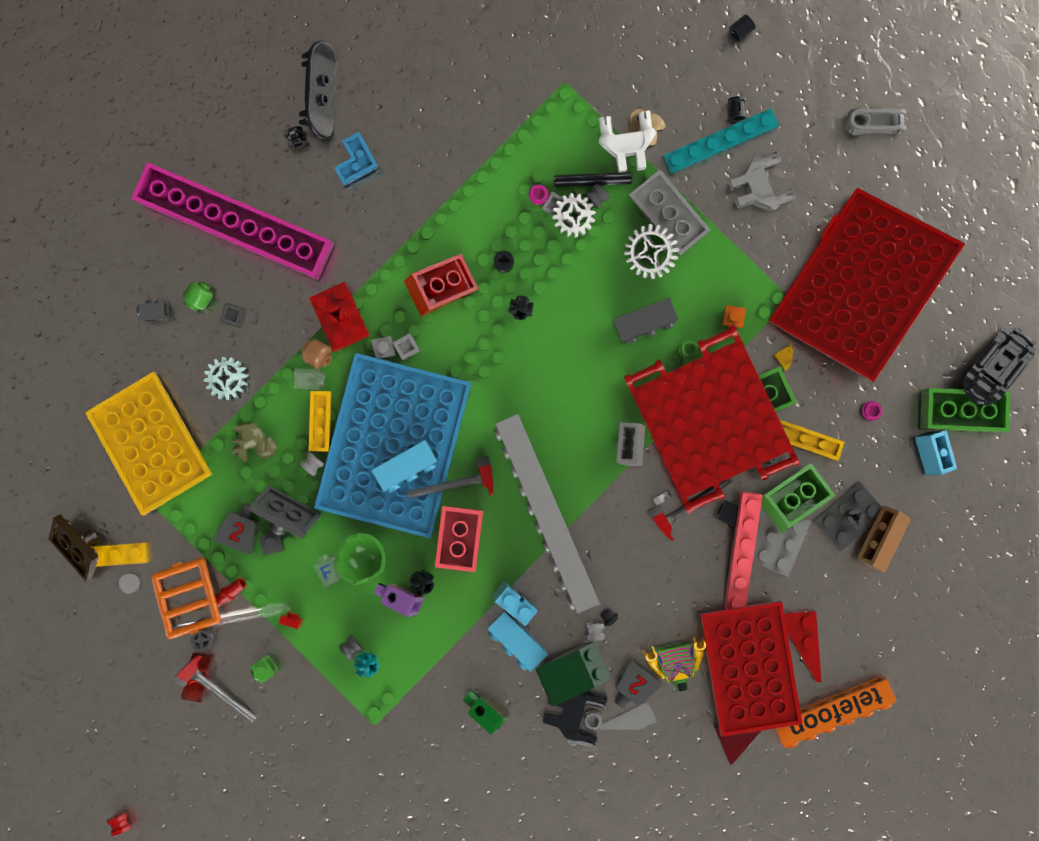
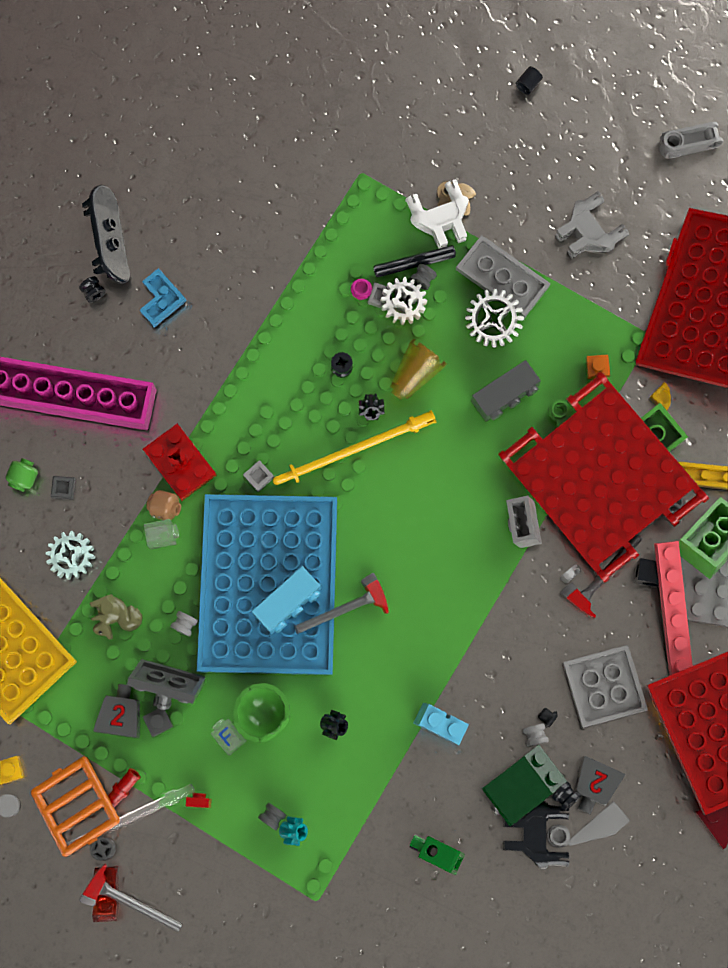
camera: 20 degrees left, 10 degrees down
(264, 669) = (179, 866): bright green brick -> none
(320, 421) = (182, 576): yellow plate -> none
(383, 347) = (234, 483): light grey plate -> none
(406, 601) = (321, 749): medium lavender torso -> none
(440, 284) = (279, 403): red slope -> none
(459, 538) = (363, 665): coral brick -> none
(517, 641) = (453, 767): medium azure brick -> none
(548, 516) = (453, 616): light grey brick -> none
(553, 332) = (411, 425): none -> yellow bar
(568, 283) = (415, 370): none -> clear yellow cone
(606, 691) = (566, 796): none -> black wheel
(665, 603) = (605, 686): none -> light grey plate
(676, 661) = (634, 747): torso -> none
(720, 141) = (536, 195): teal plate -> none
(737, 108) = (545, 159): black bush -> none

